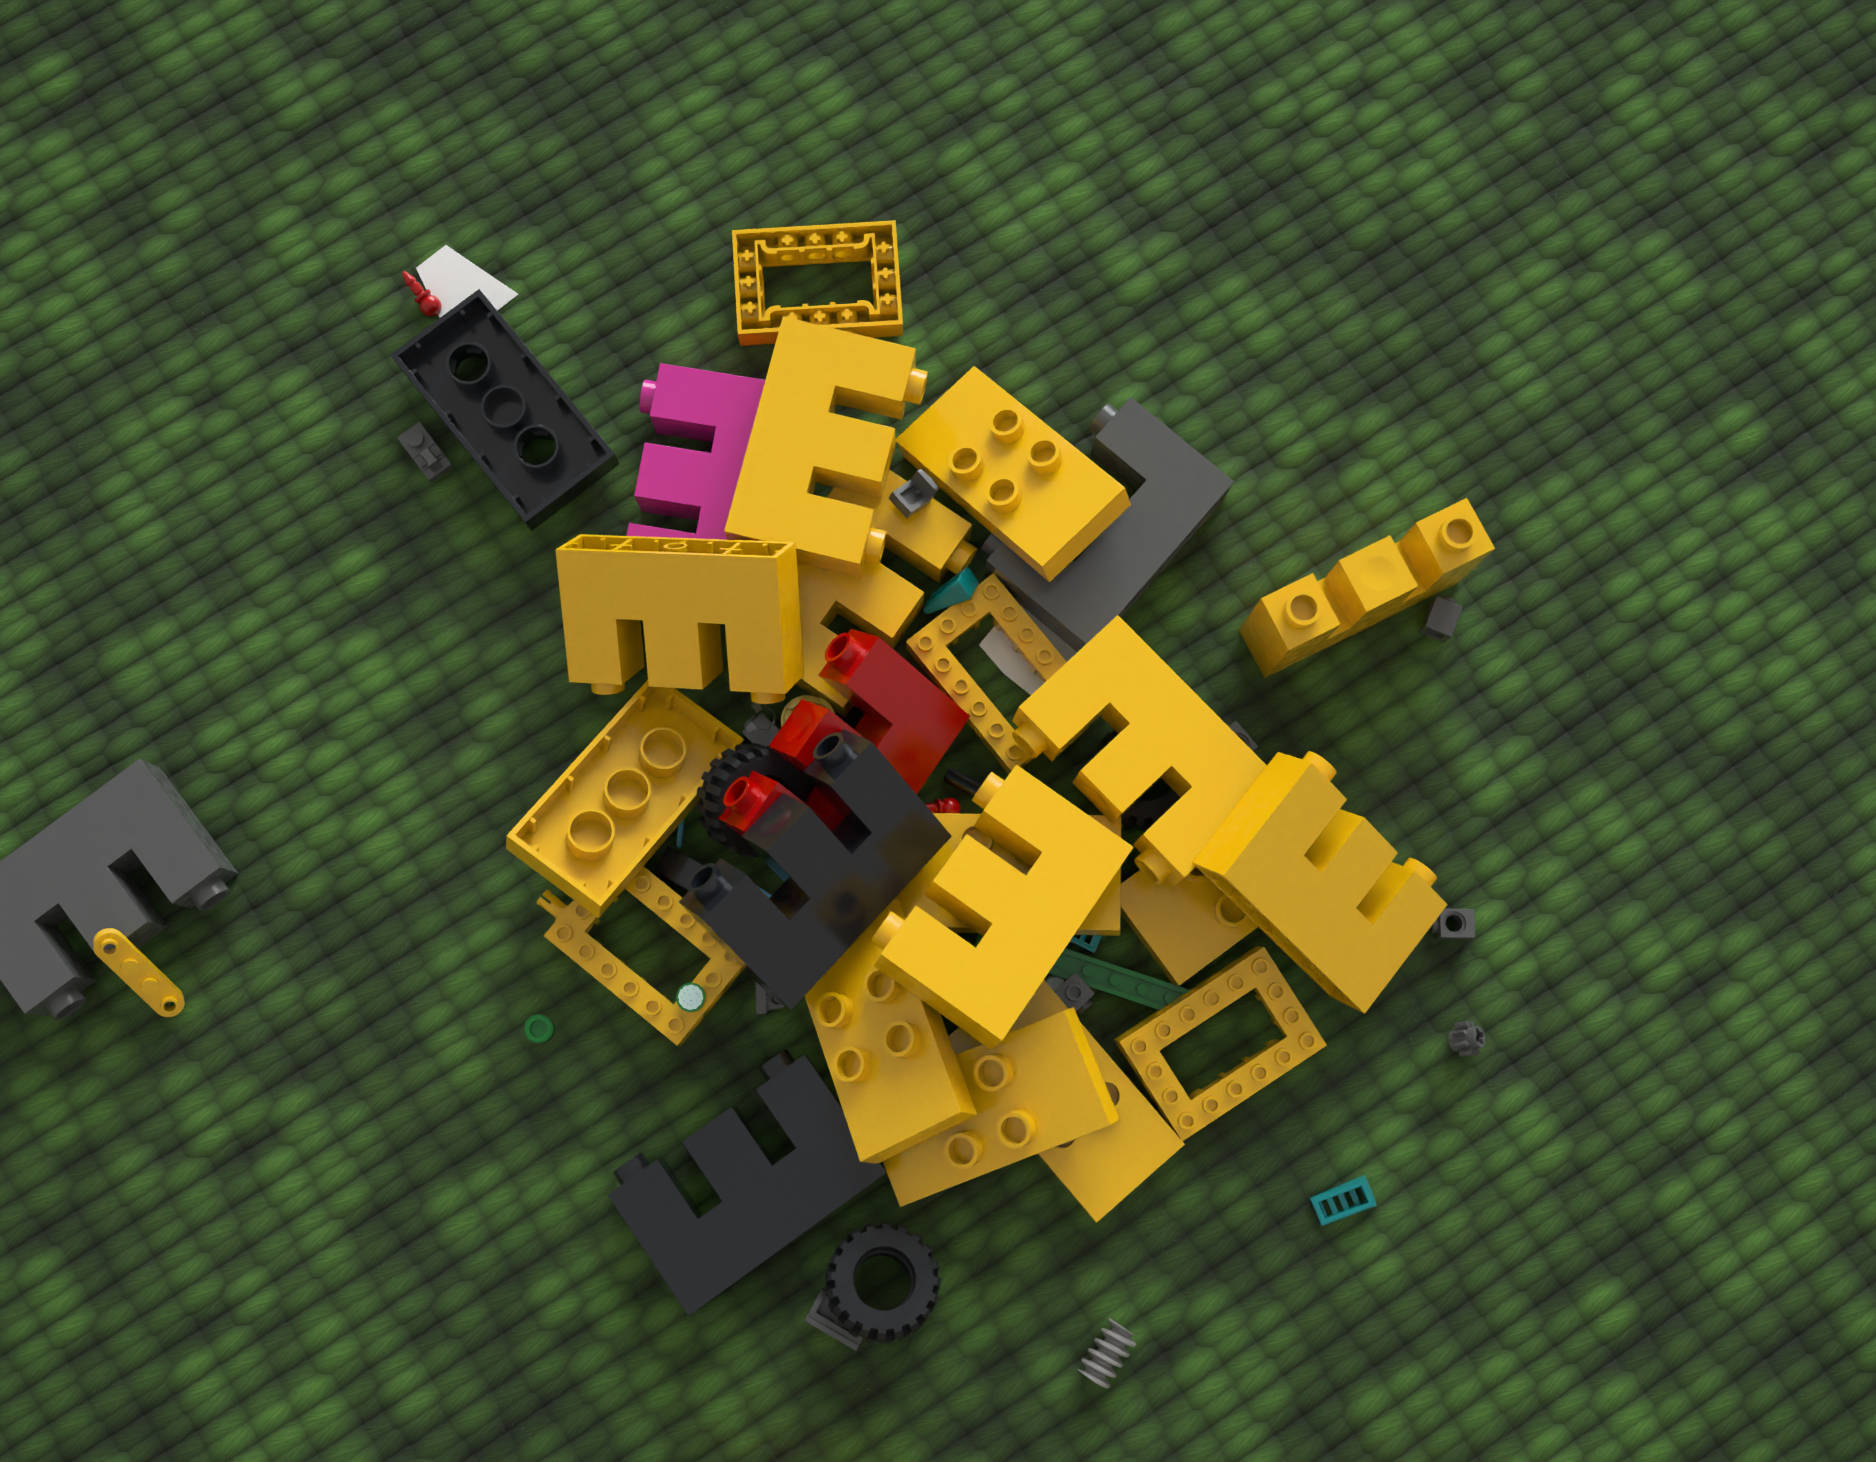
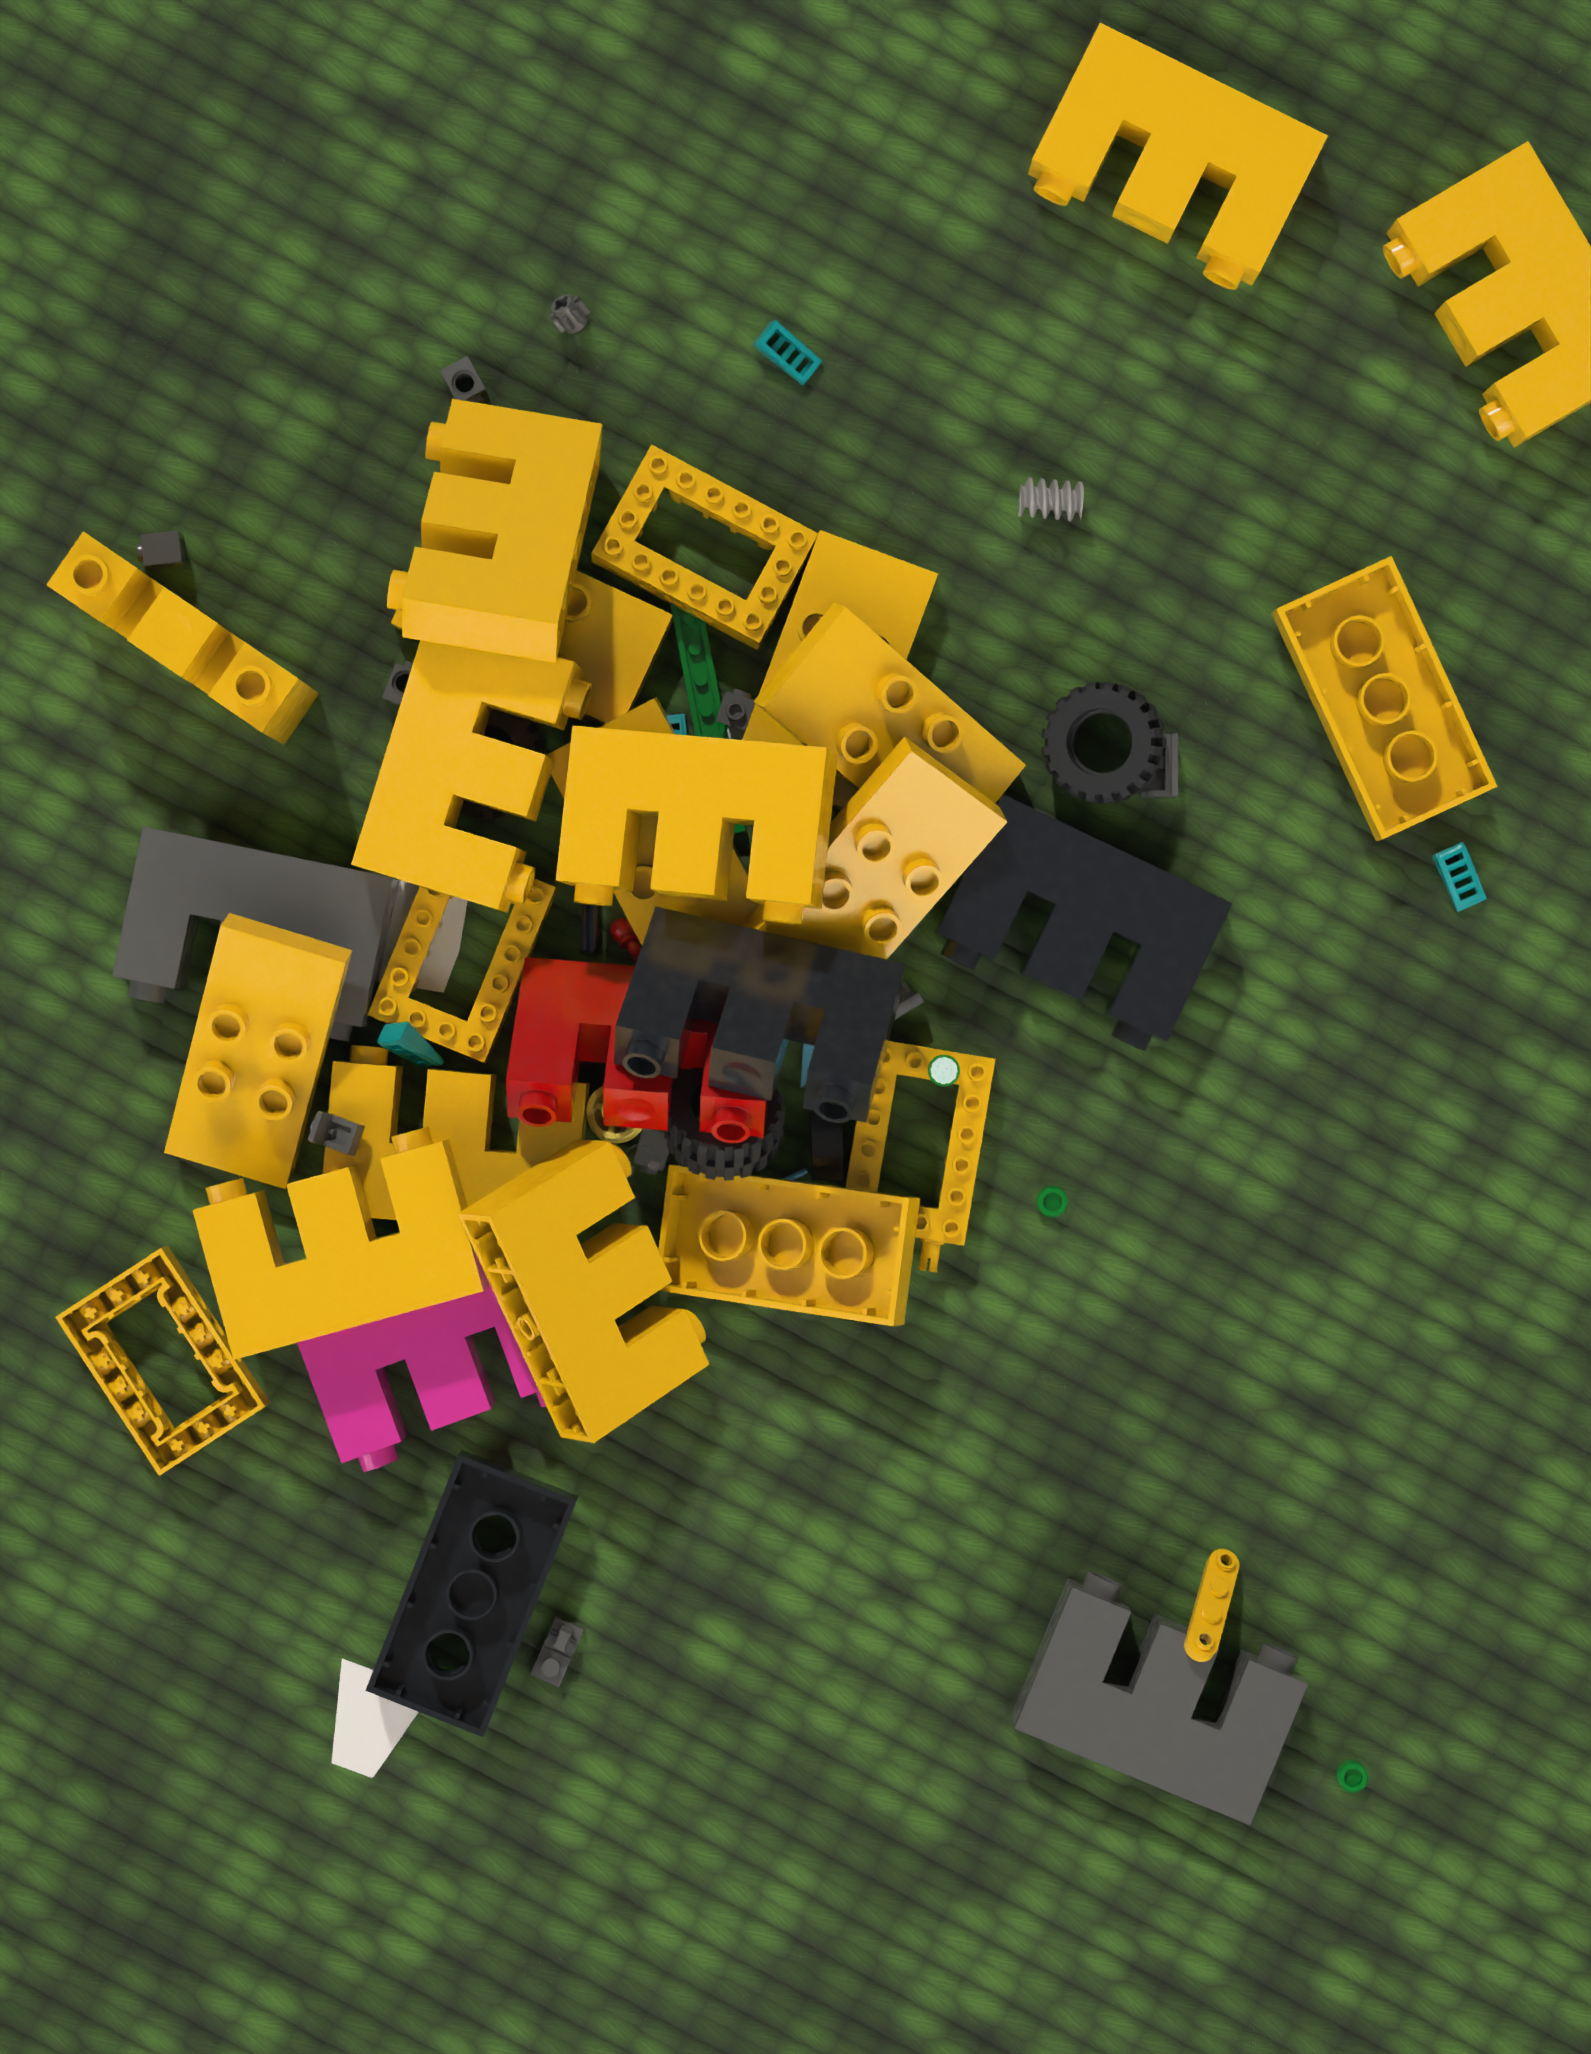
camera: 110 degrees left, 10 degrees up
(428, 303) = (404, 1739): red bar -> none

